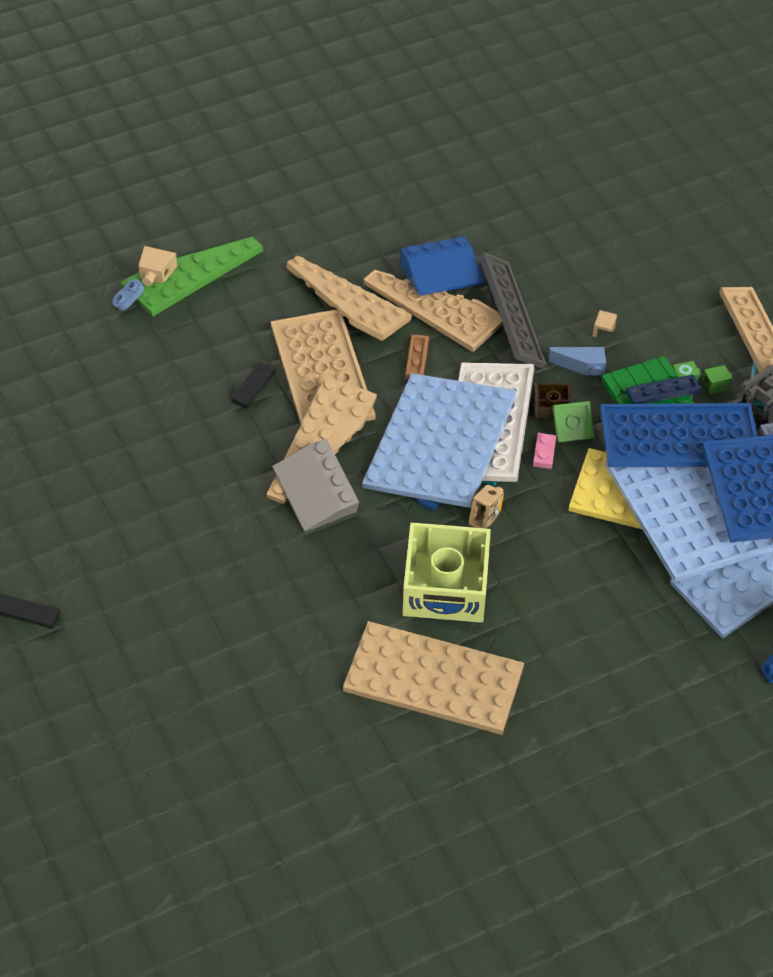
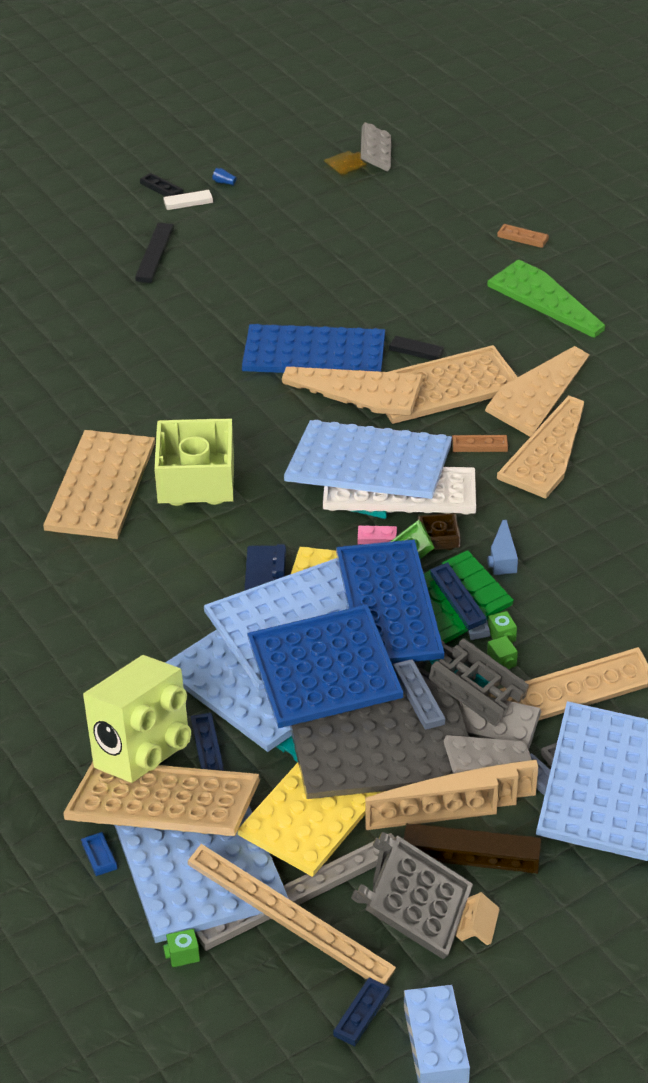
camera: 85 degrees right, 10 degrees down
(72, 274) = (523, 235): none -> medium nougat tile
(128, 294) = (502, 263): medium blue plate -> none
(156, 265) = (535, 267): tan torso -> none
(235, 471) = (277, 347): none -> blue plate
(316, 485) = (296, 390): light grey slope -> none
(440, 266) = (600, 440): blue slope -> none
(489, 500) = (290, 492): tan torso -> none
(512, 310) = (555, 493): dark grey plate -> none
(595, 538) = (264, 564): none -> dark blue bracket
(604, 321) = (559, 560): tan panel -> none

